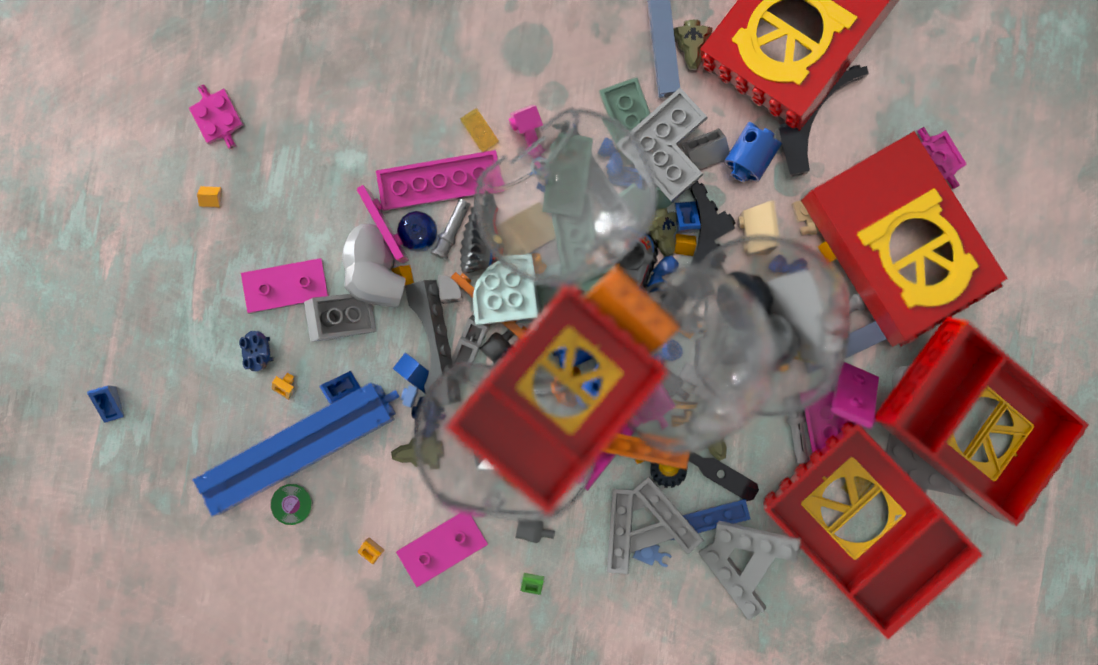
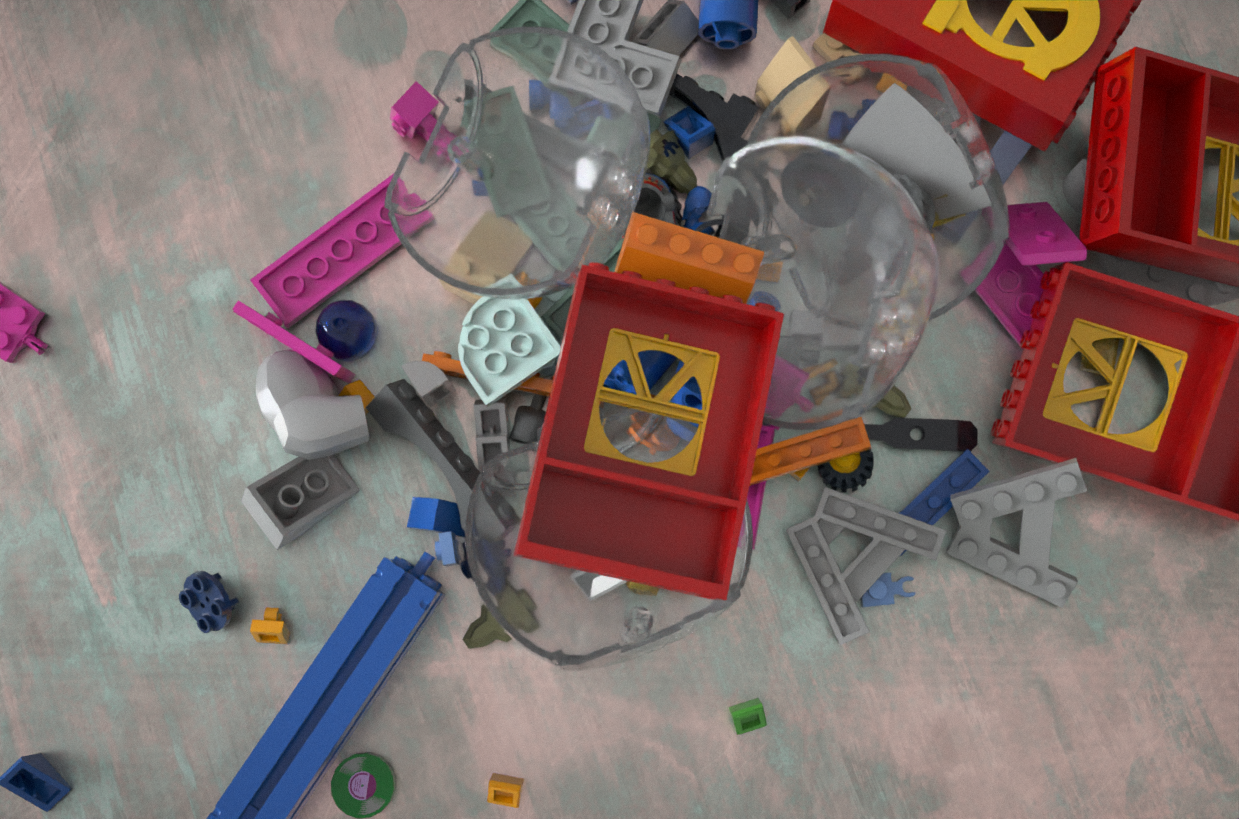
camera: 20 degrees left, 5 degrees down
(209, 196) = (44, 430): light orange slope -> none
(284, 285) = (202, 494): dark pink plate -> none
(339, 387) = (345, 588): blue slope -> none
(441, 548) = (599, 734): dark pink plate -> none
(447, 238) = (390, 318): light grey pin -> none
(474, 250) = (435, 303): dark grey piece -> none
(479, 130) = (361, 159): clear yellow plate -> none
(533, 531) = (710, 643): dark grey piece -> none
(685, 244) = (705, 165): light orange slope -> none
(796, 421) = (976, 313): light grey pin -> none

